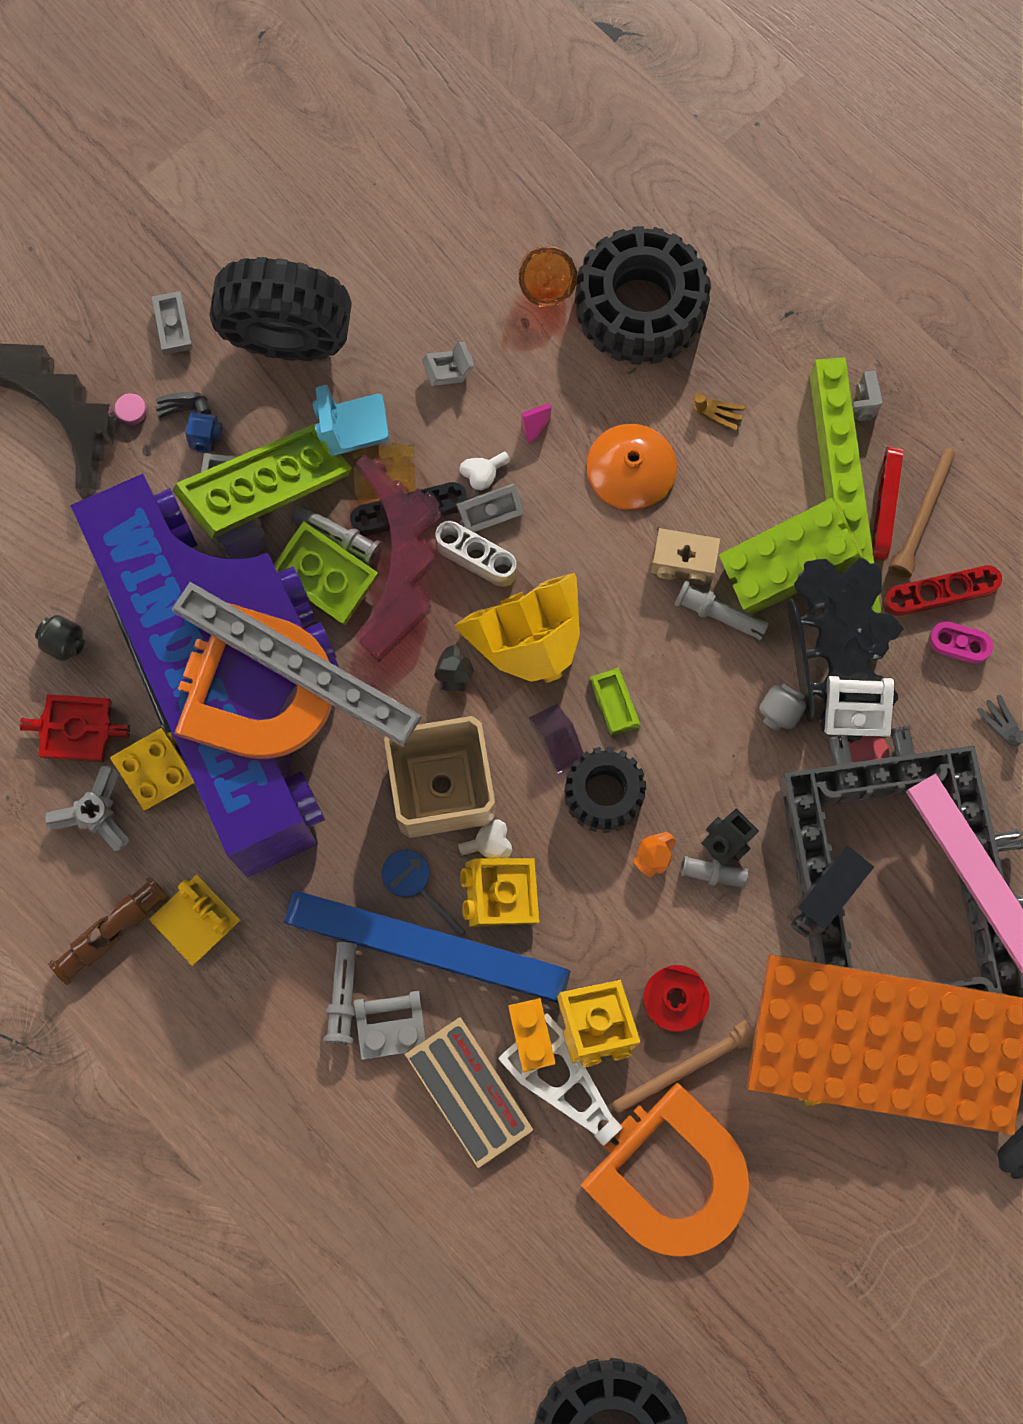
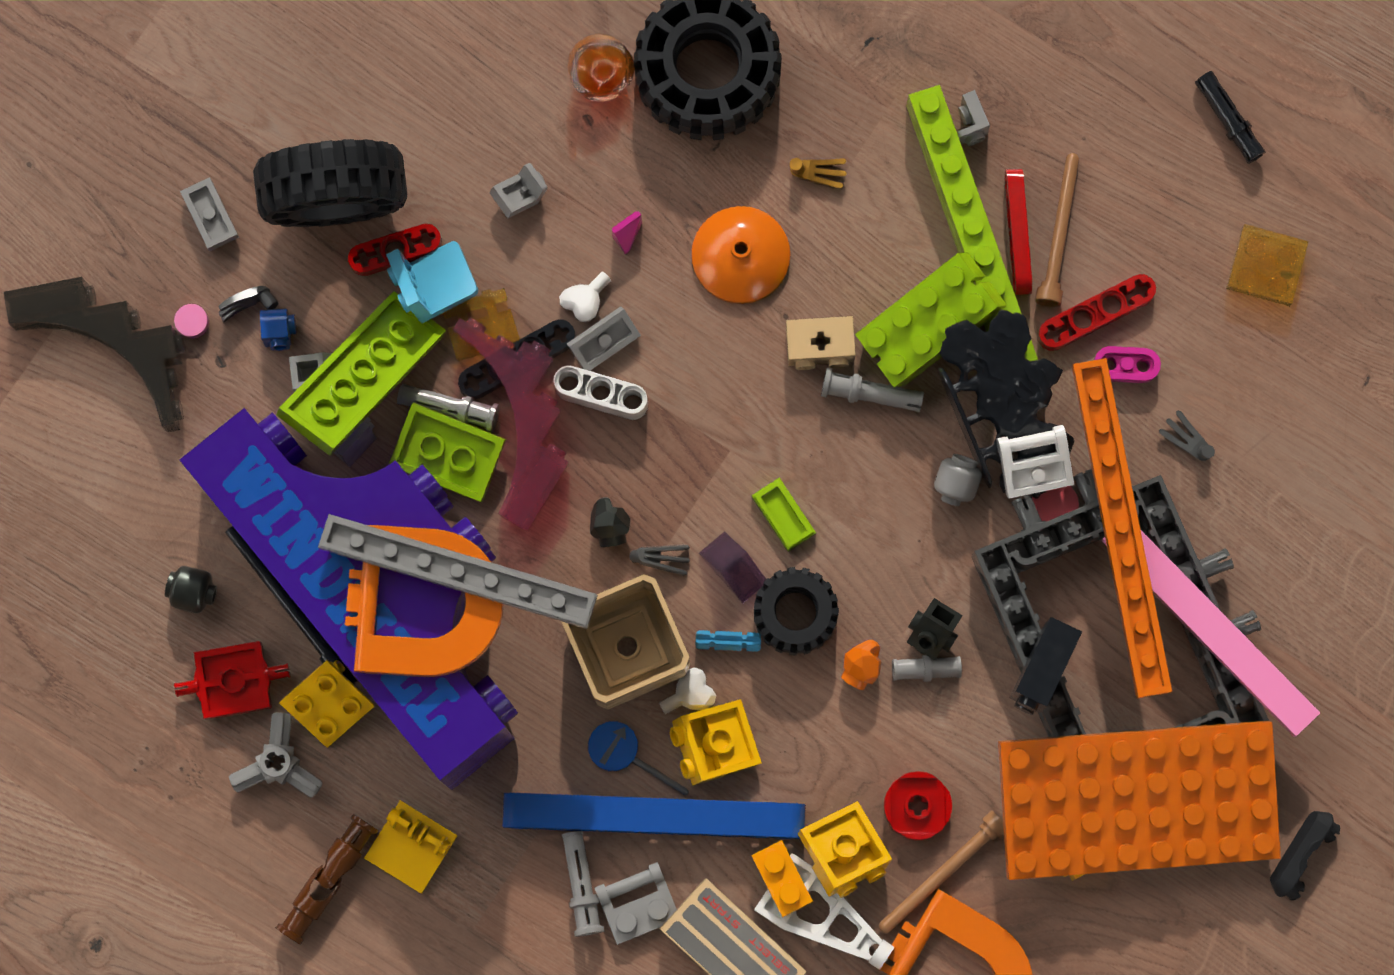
camera: 10 degrees left, 5 degrees up
(303, 383) = (368, 247): none -> red beam
(485, 709) = (652, 556): none -> dark grey piece
(529, 633) = (678, 463): yellow brick -> none
(536, 803) = (728, 640): none -> dark azure axle
(929, 786) = (1121, 528): none -> orange plate

